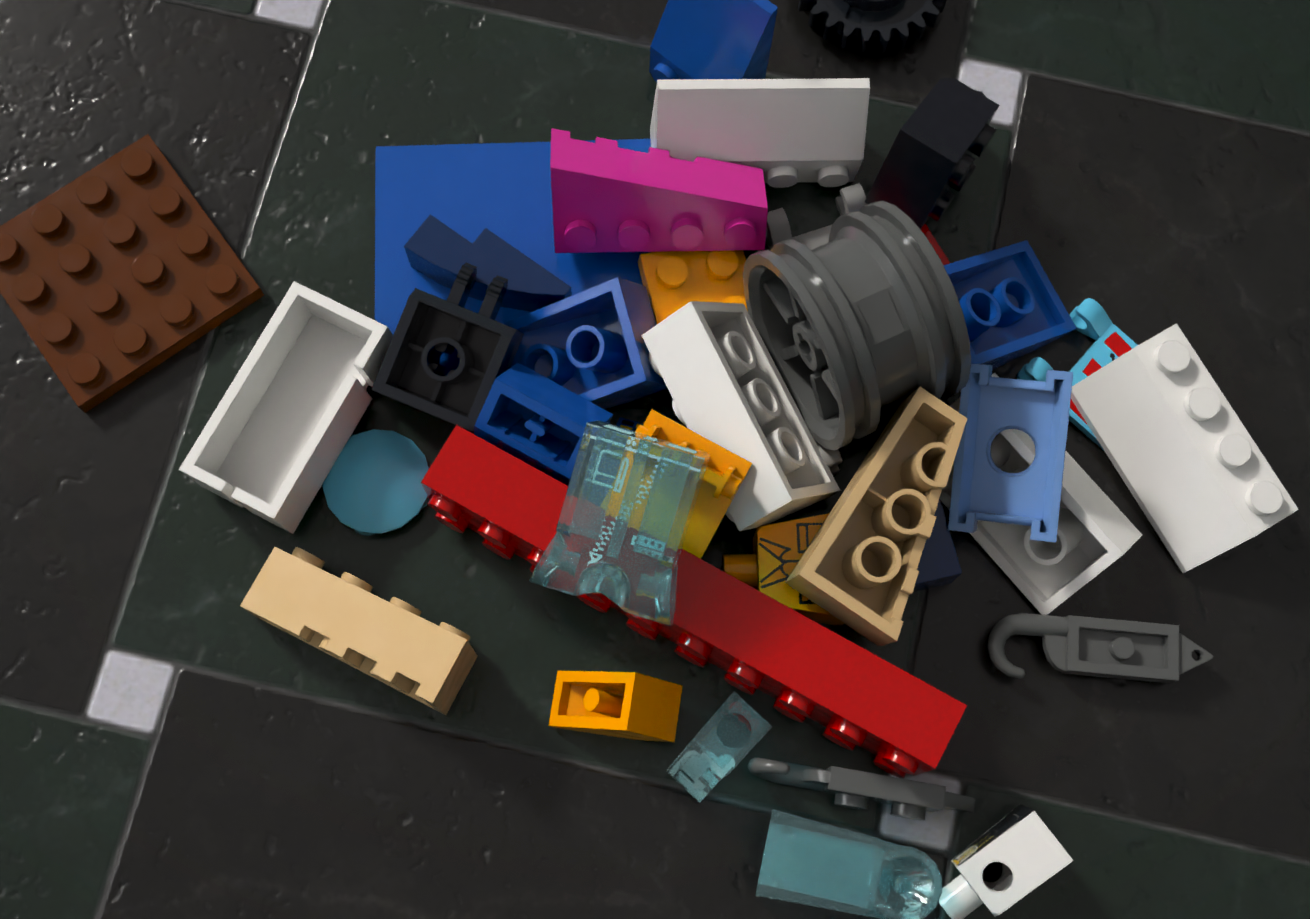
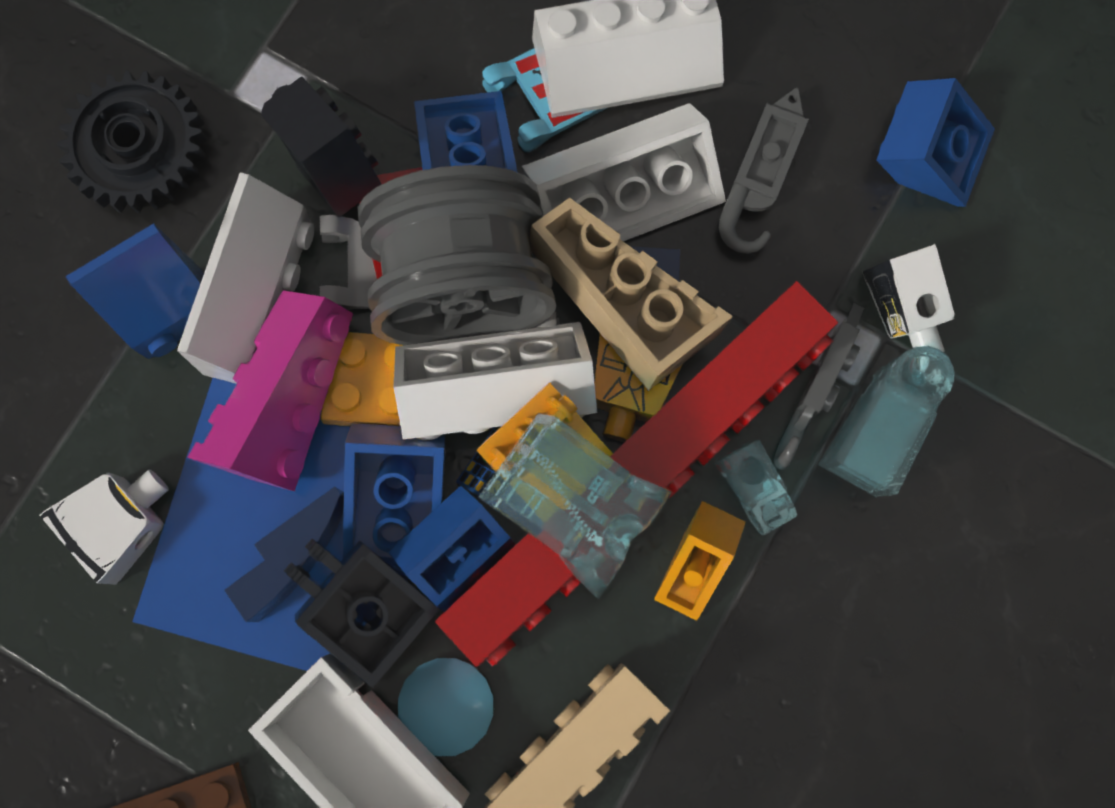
camera: 65 degrees left, 5 degrees up
(466, 89) = (108, 523): none -> white torso
(983, 489) = (637, 166): medium blue piece -> none
(1214, 846) = (936, 140): none -> blue slope

